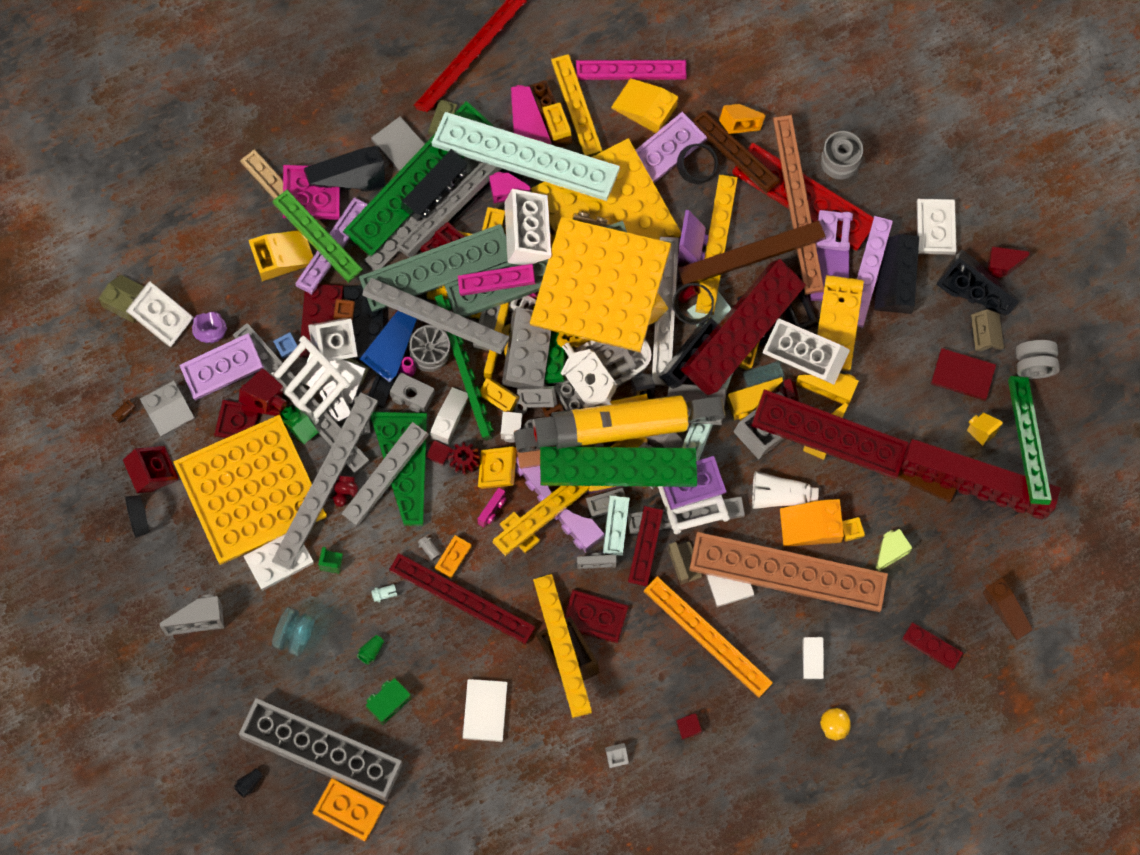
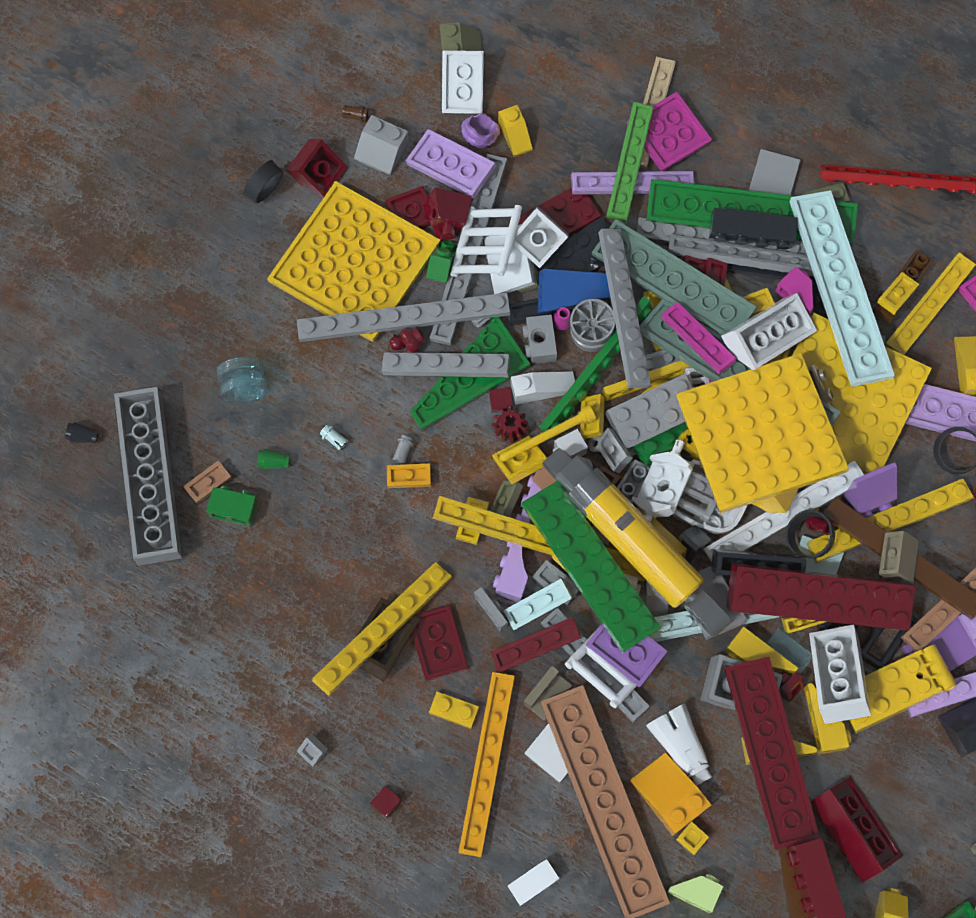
camera: 60 degrees right, 0 degrees up
(198, 616) = (204, 290): light grey slope -> none
(227, 302) = (514, 130): none -> yellow slope
(268, 573) = (285, 327): white plate -> none
(280, 253) = (590, 142): yellow slope -> none
(285, 345) = (509, 201): medium blue plate -> none
(330, 561) = (332, 370): green panel -> none
(339, 407) = (484, 282): plate -> none
(344, 309) = (577, 230): dark orange tile -> none
(348, 809) = (109, 538): light orange tile -> none
(355, 709) = (202, 485): none -> nougat plate
(356, 170) = (715, 151): black wedge -> none
(462, 599) = (373, 511): dark red plate -> none
(485, 710) = (280, 599): white tile -> none
(495, 502) = (487, 480): dark pink plate -> none
(497, 400) = (585, 415): none -> yellow piece
(520, 497) = (506, 498): none -> olive plate
(526, 115) = (883, 267): dark pink slope -> none
(652, 636) = (453, 710): none -> yellow plate
(749, 254) = (899, 555): none -> dark tan panel
(916, 415) = (856, 829): none -> dark red slope
(963, 374) = (935, 851): dark red tile -> none

